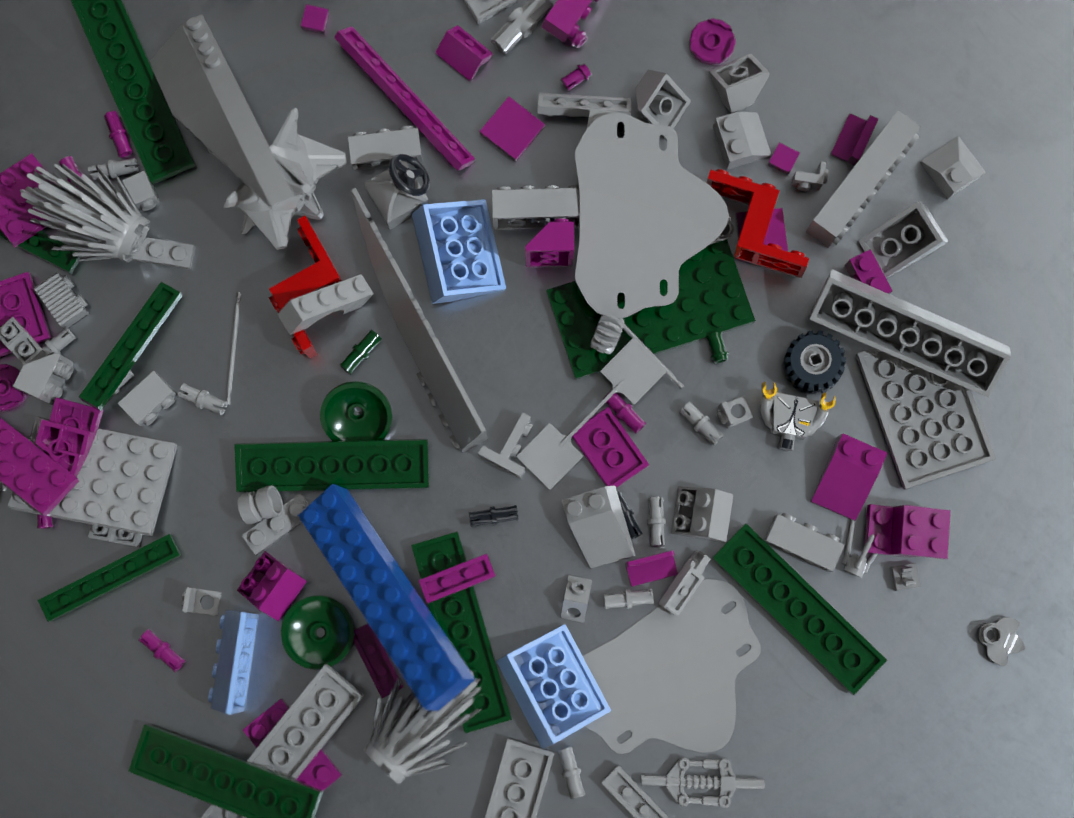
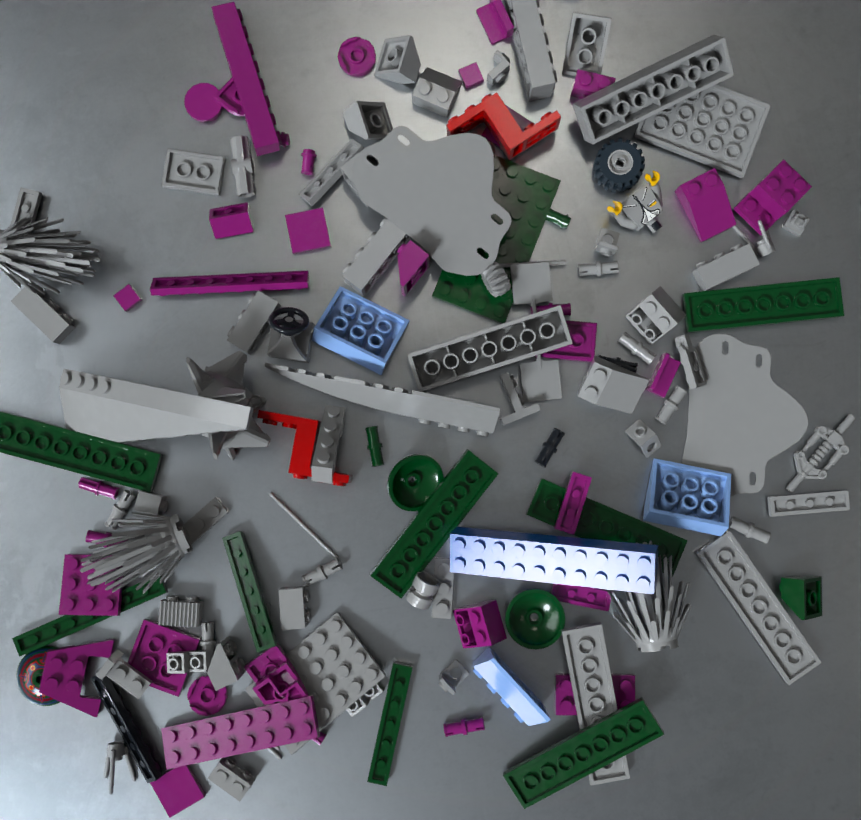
camera: 50 degrees left, 5 degrees up
(538, 381) = (490, 348): none -> light grey brick

